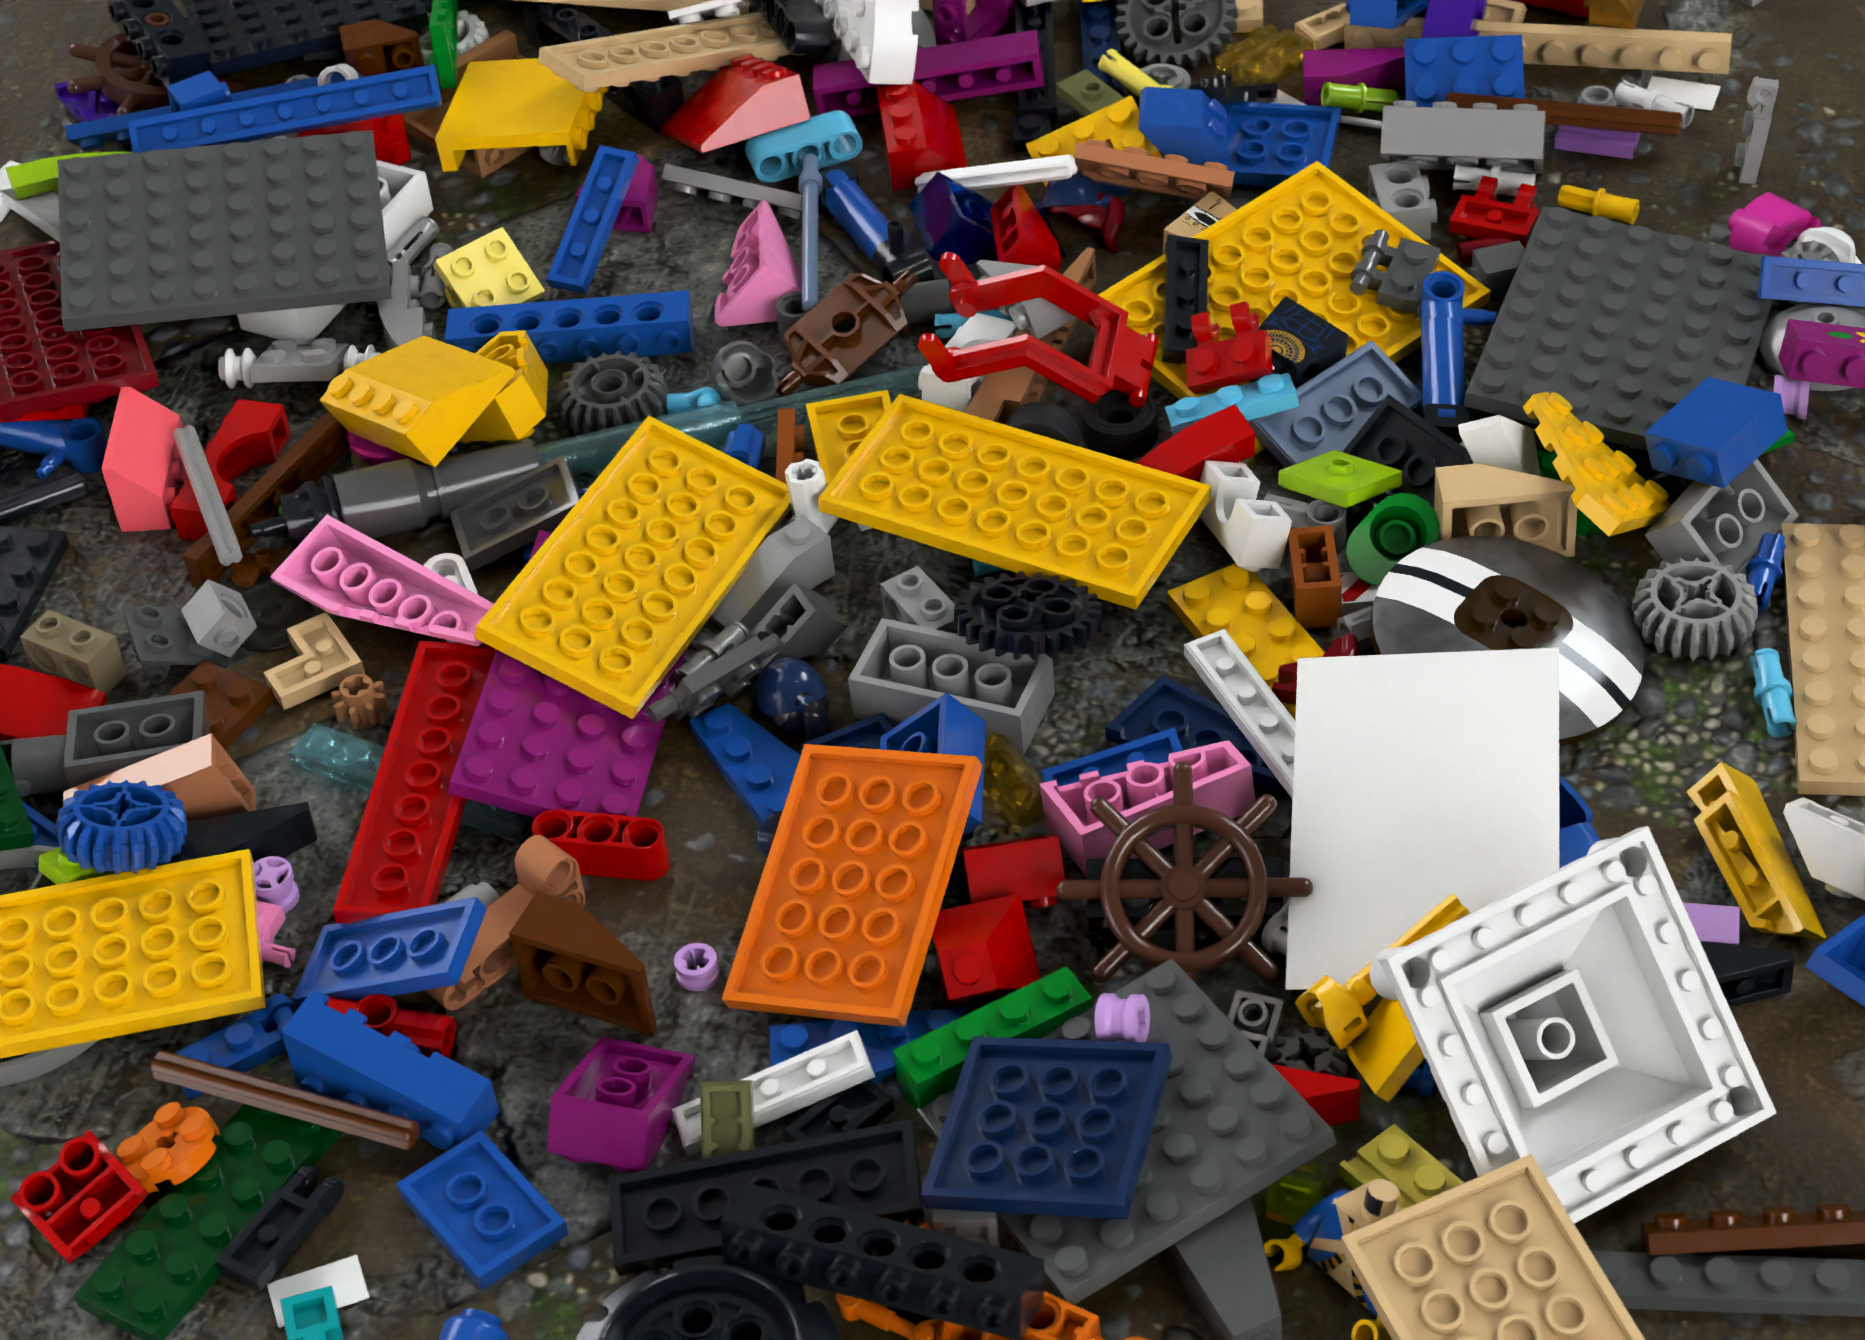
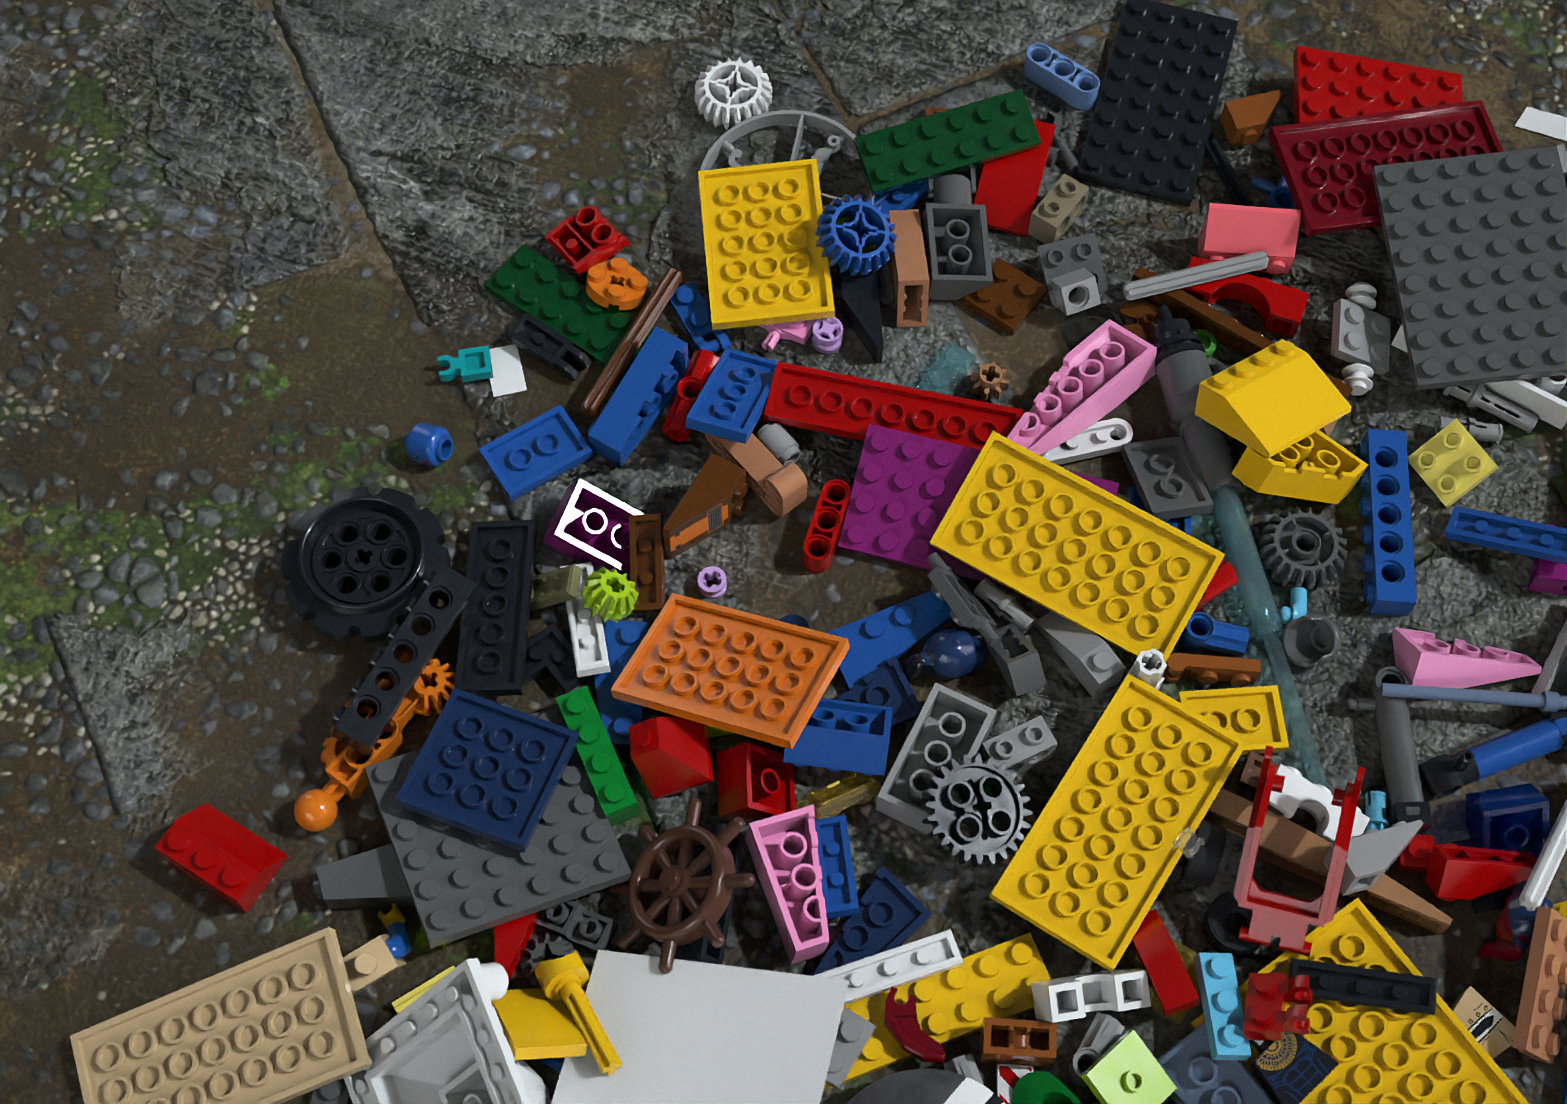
camera: 90 degrees right, 20 degrees up
(322, 663) = (1029, 359): tan plate -> none
(402, 315) = (1394, 405): light grey slope -> none
(676, 1030) = (647, 561): none -> reddish brown plate
(740, 1048) = (609, 594): none -> lime gear
(831, 357) = (1367, 741): reddish brown plate -> none
(1042, 426) = (1188, 842): none -> clear piece
(1122, 1018) = (562, 824): lavender wheel -> none

